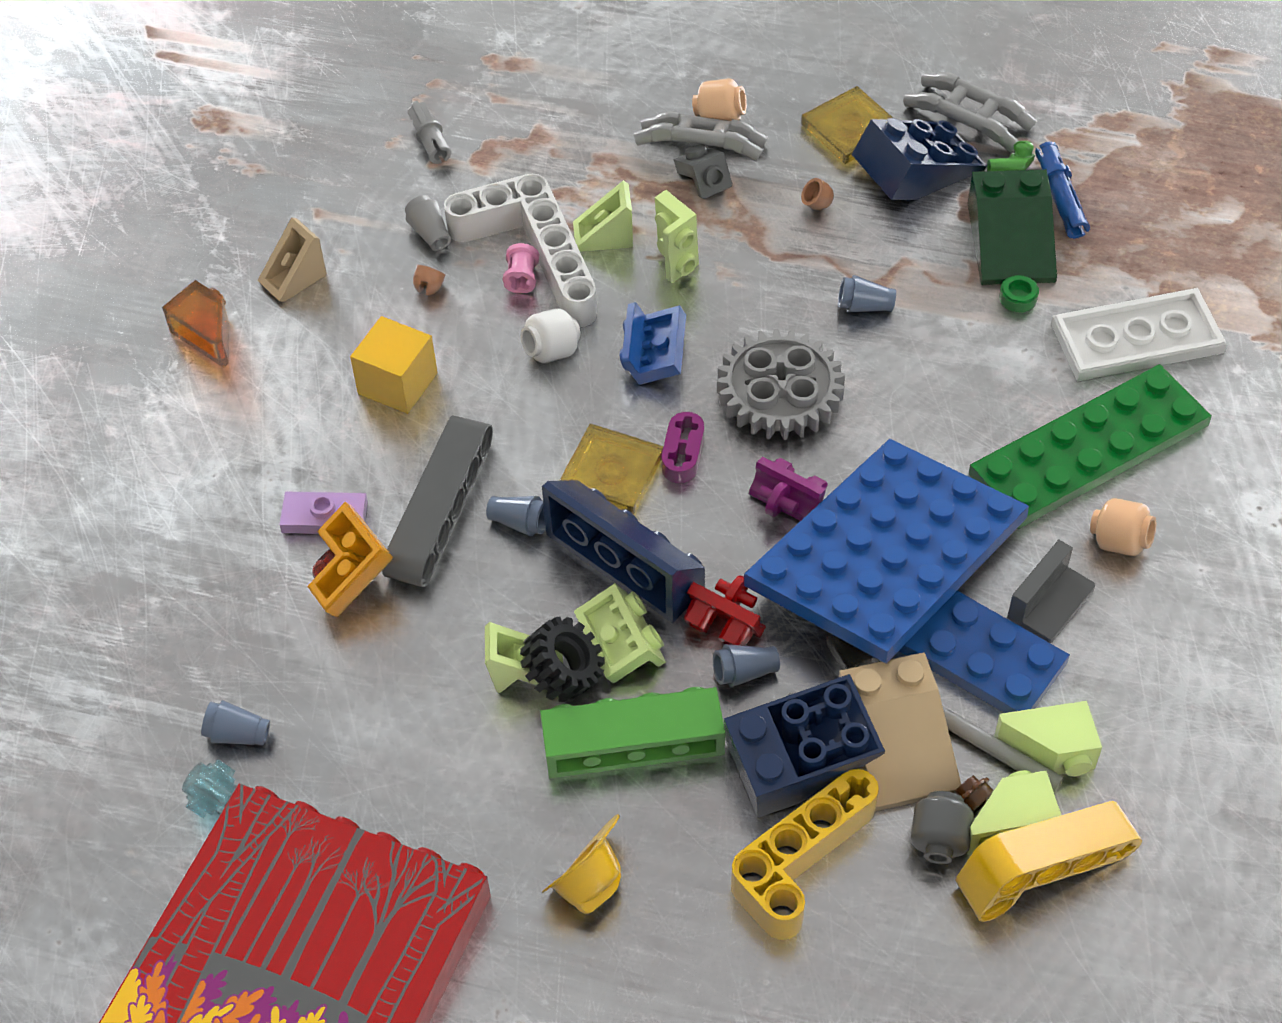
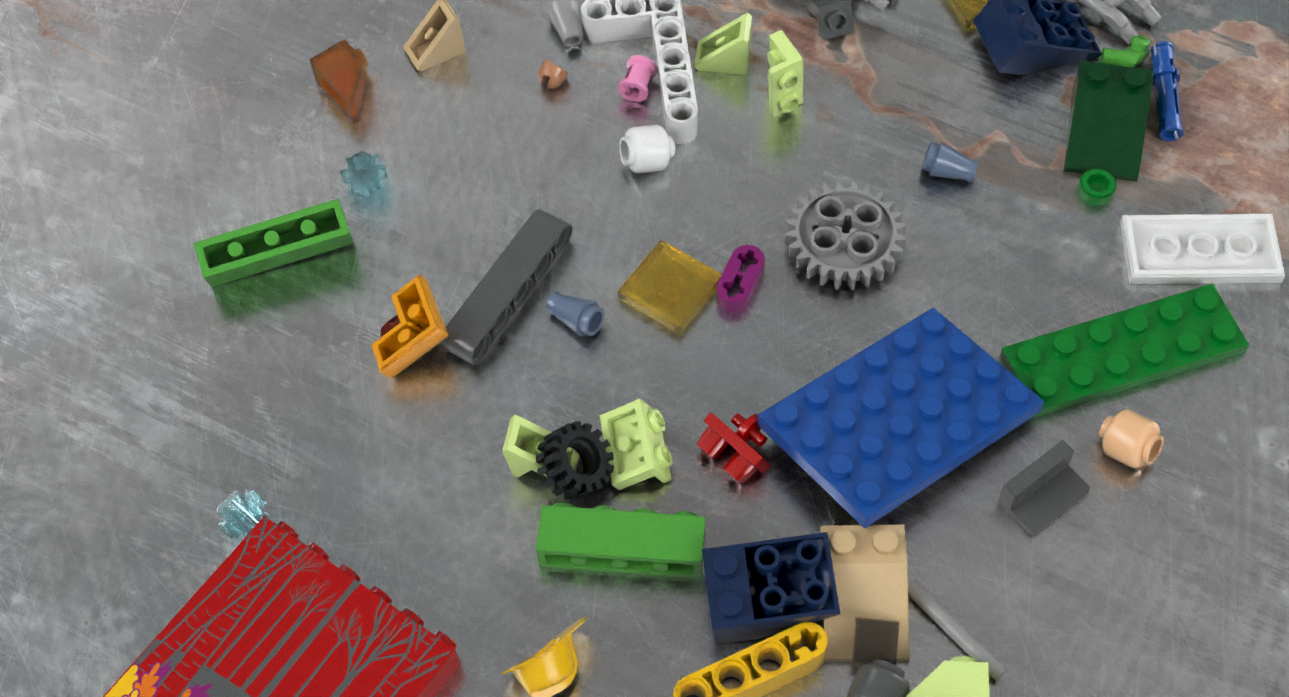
camera: 15 degrees right, 5 degrees up
(172, 501) = (273, 243): none -> bright green brick
(234, 725) = (276, 459): sand blue cone -> none
(251, 414) = (364, 173): none -> clear light blue gear
(310, 510) = (391, 273): lavender plate -> none
(394, 364) = (499, 151): yellow head -> none
(620, 547) = (657, 363): dark blue slope -> none
(653, 343) = (738, 173): blue bracket -> none
(741, 664) = (740, 497): sand blue cone -> none
(785, 490) = (821, 339): magenta hips -> none
(817, 194) = (930, 55): nougat hinge -> none
(923, 774) = (875, 640): none -> clear smoke tile
(975, 792) = (917, 667): reddish brown plate -> none
(988, 654) = (968, 536): blue plate -> none
(1054, 736) = (1007, 629): yellowish green slope -> none

